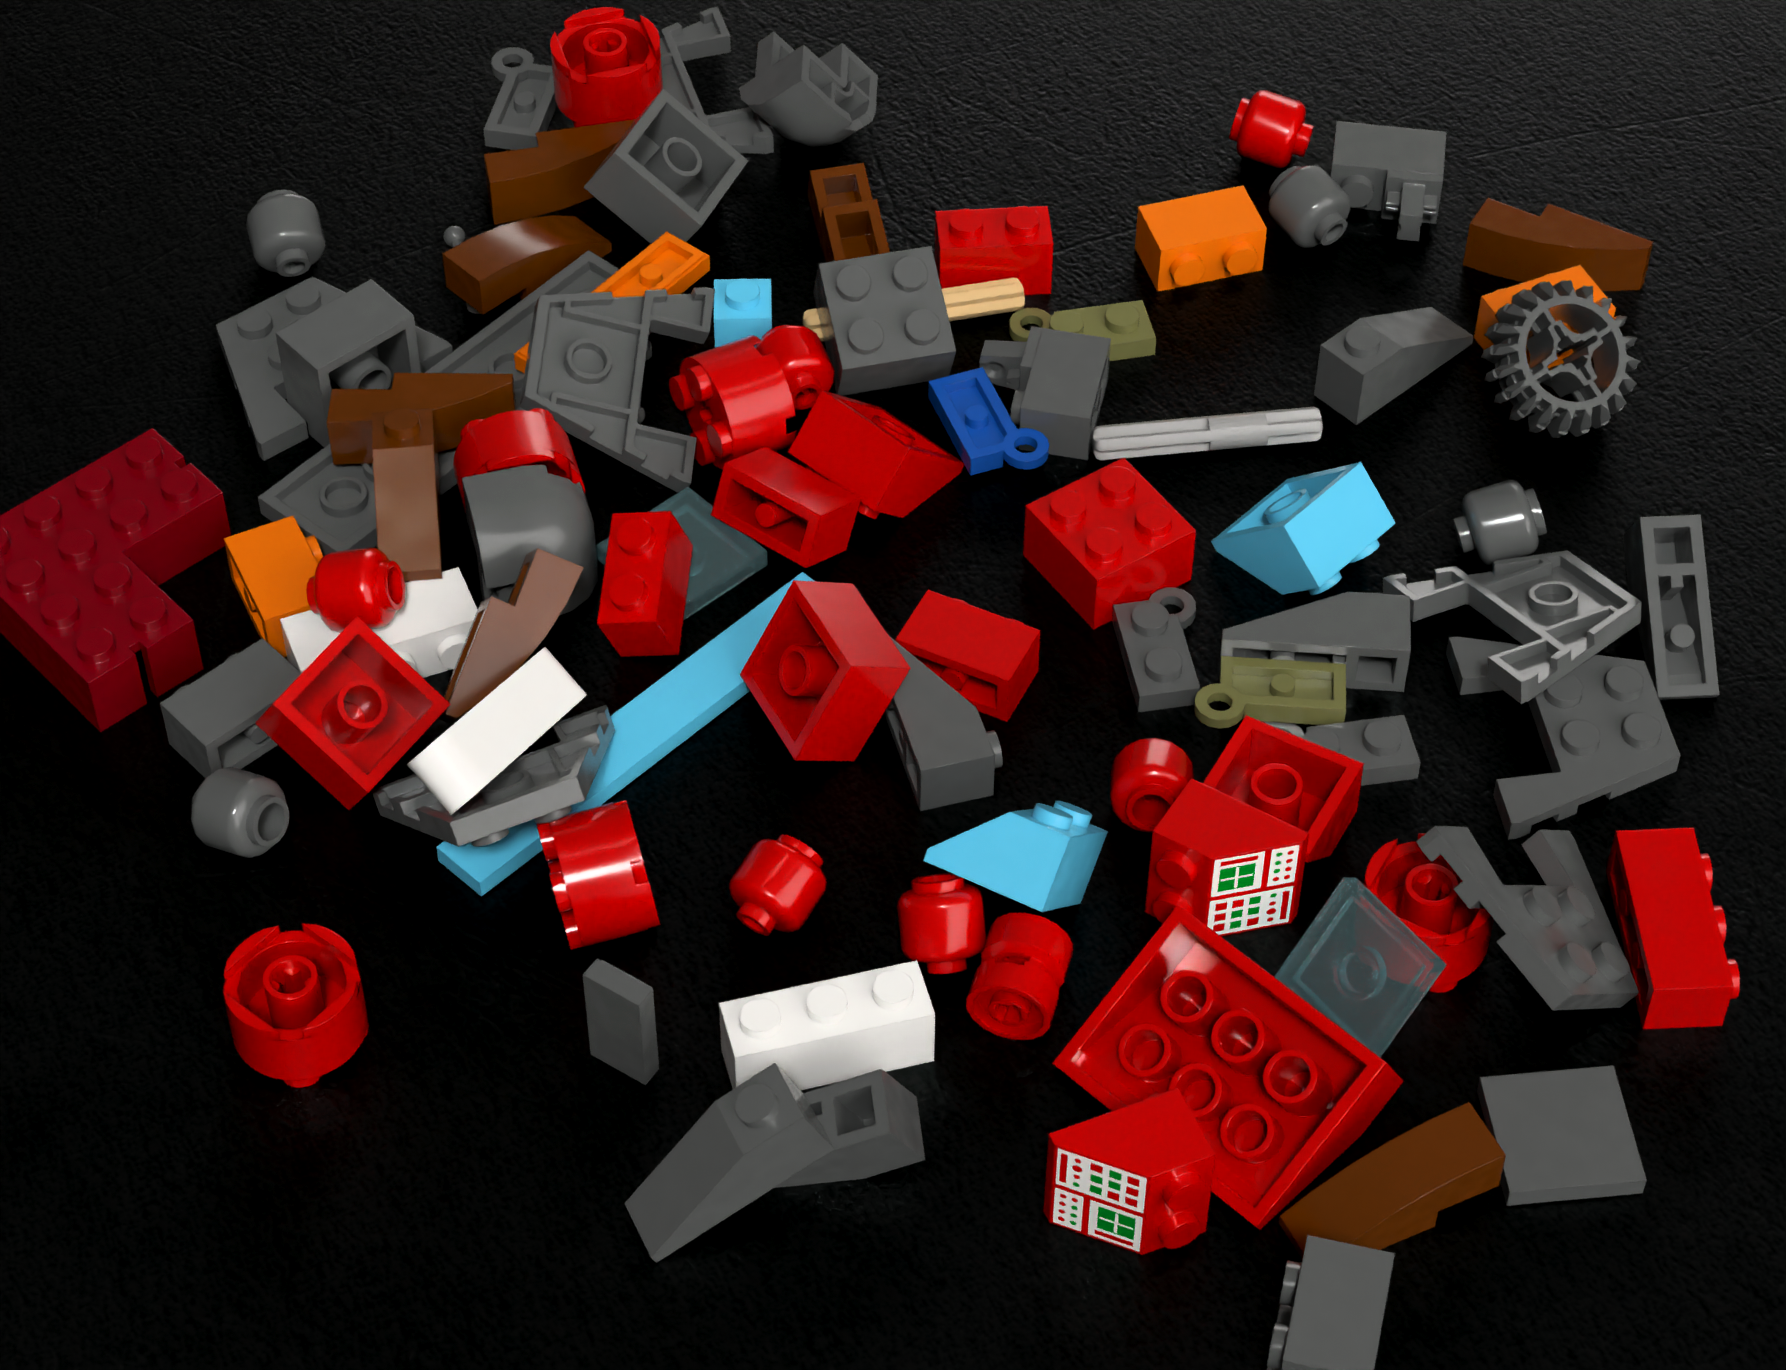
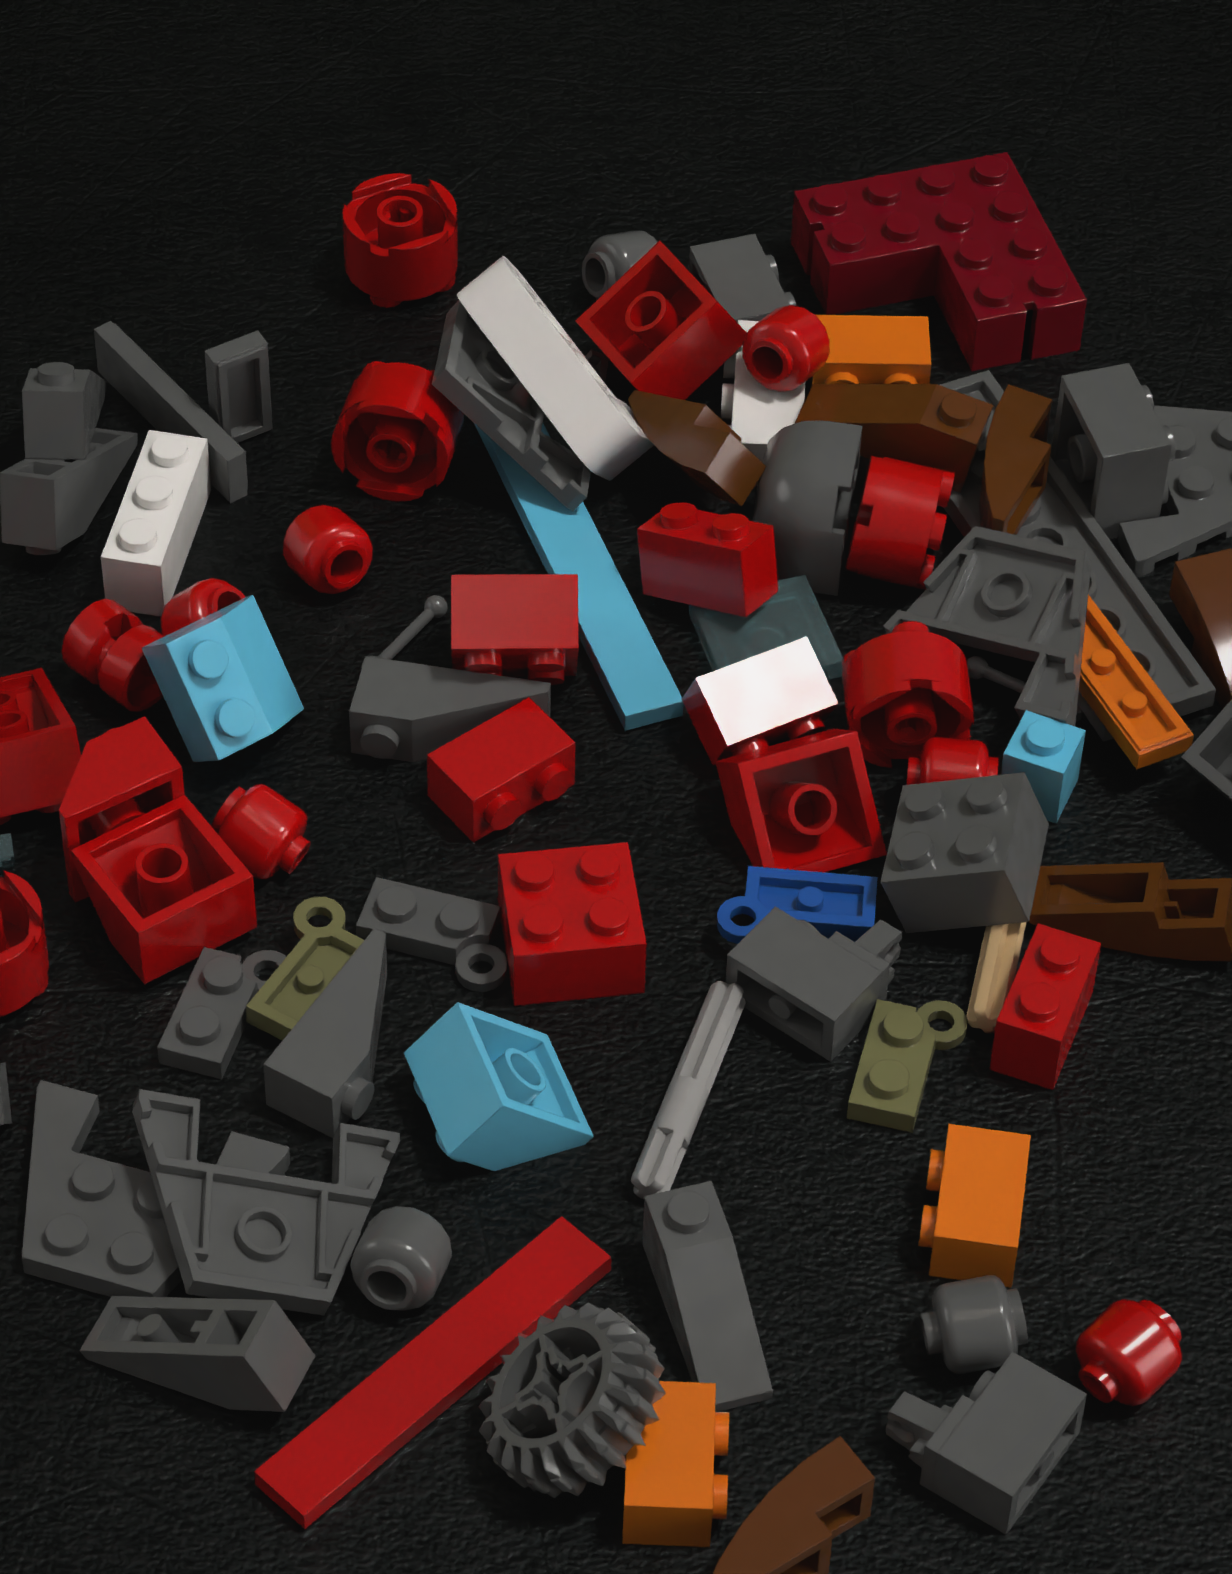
camera: 115 degrees right, 0 degrees up
(651, 1107) = (169, 406): none -> dark grey tile
(785, 797) = (434, 608): none -> dark grey hinge
(1558, 480) = (430, 1373): none -> red tile

